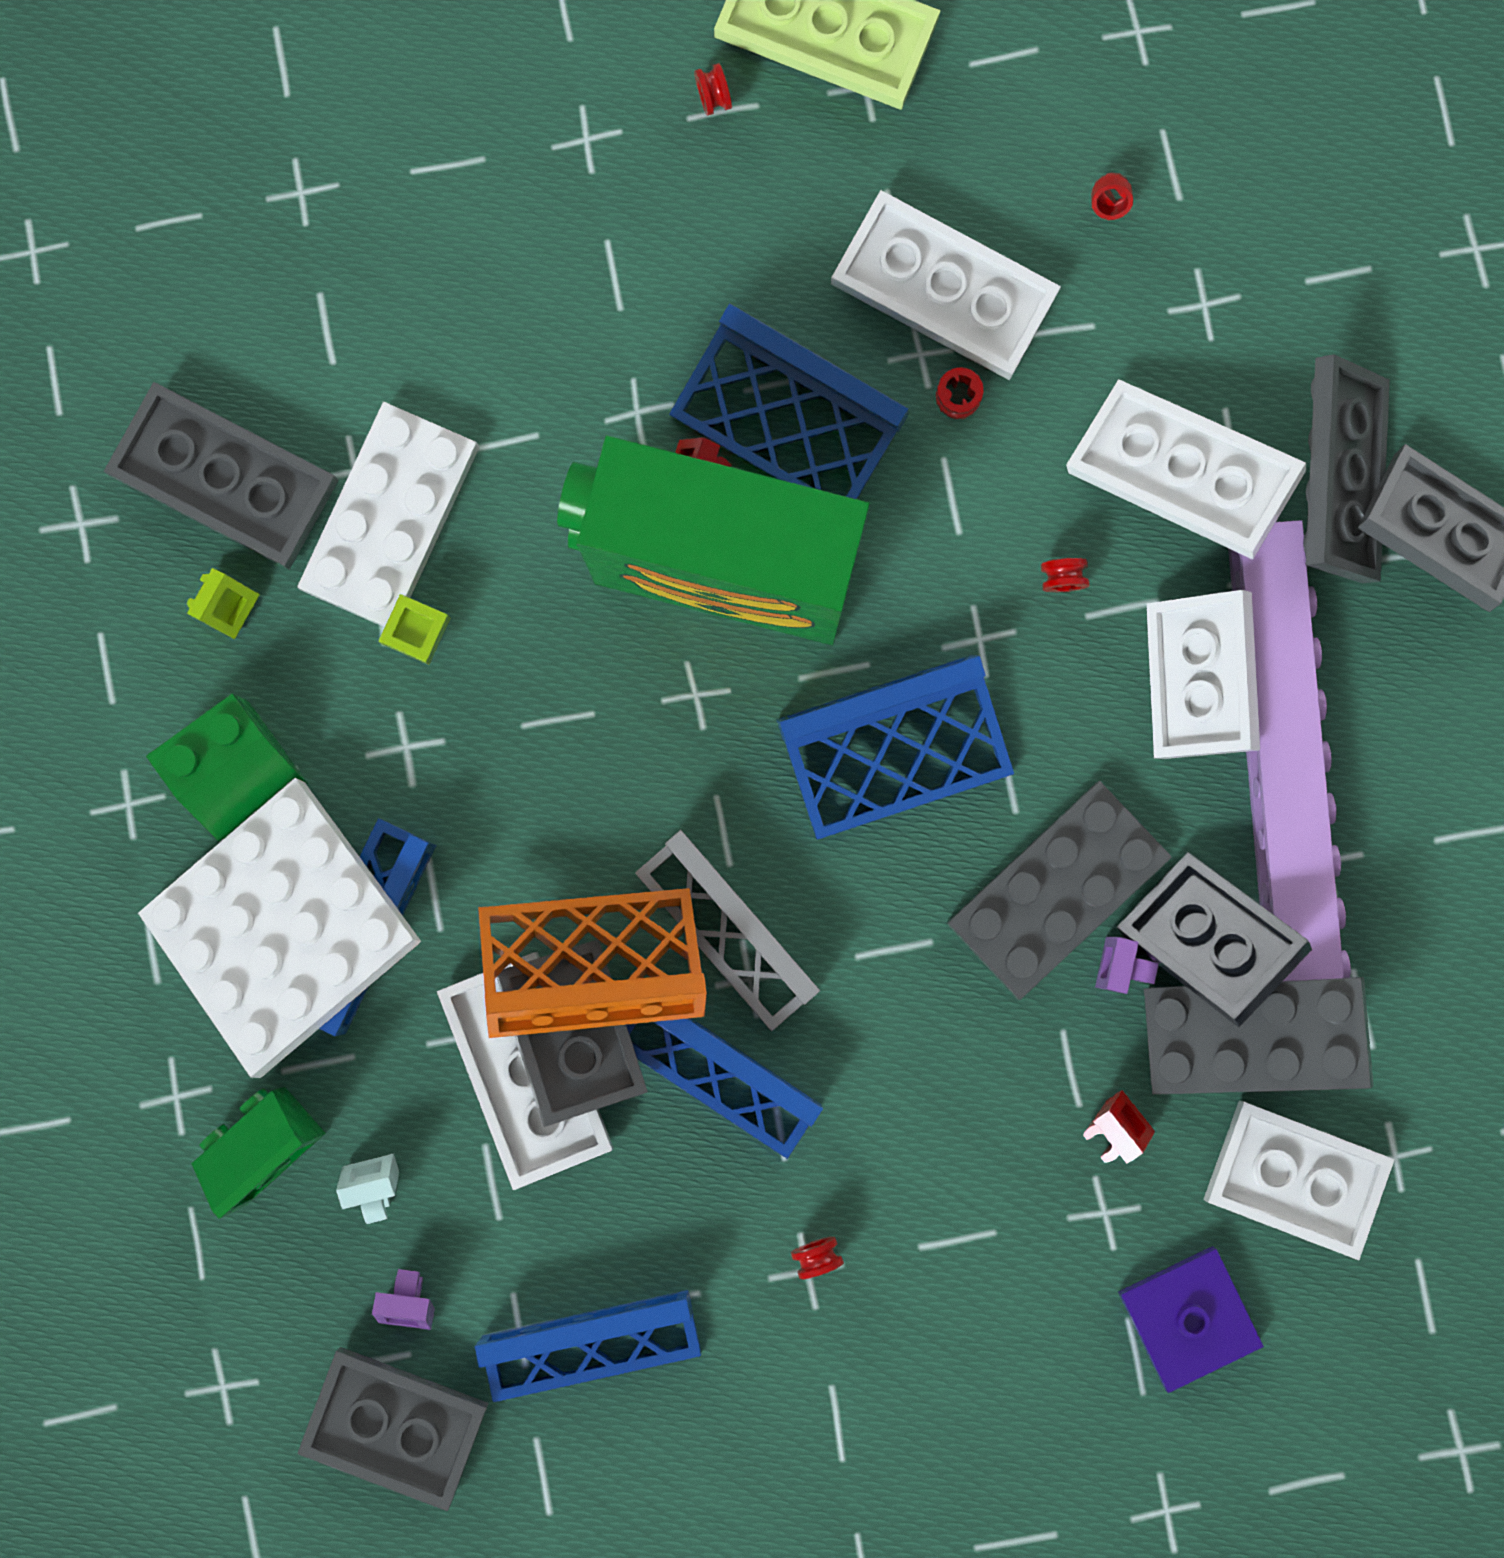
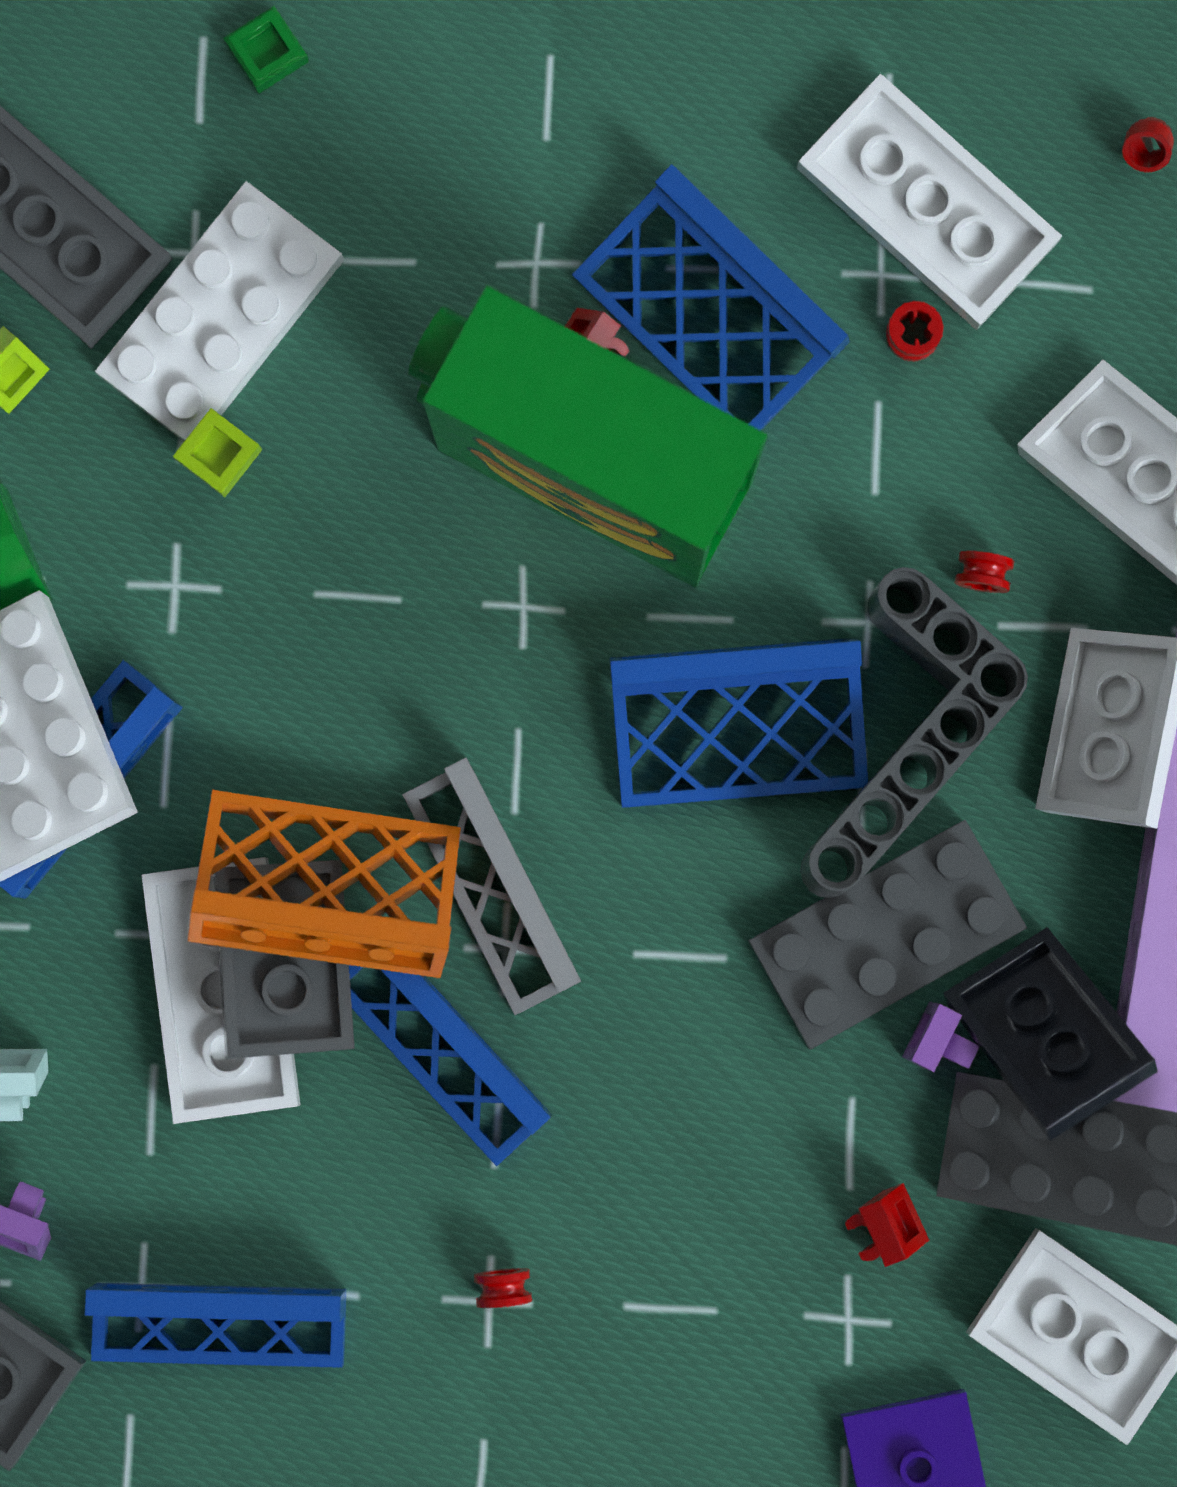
camera: 15 degrees right, 0 degrees up
(373, 290) = (266, 49): none -> green tile
(1053, 725) = (926, 743): none -> dark grey beam

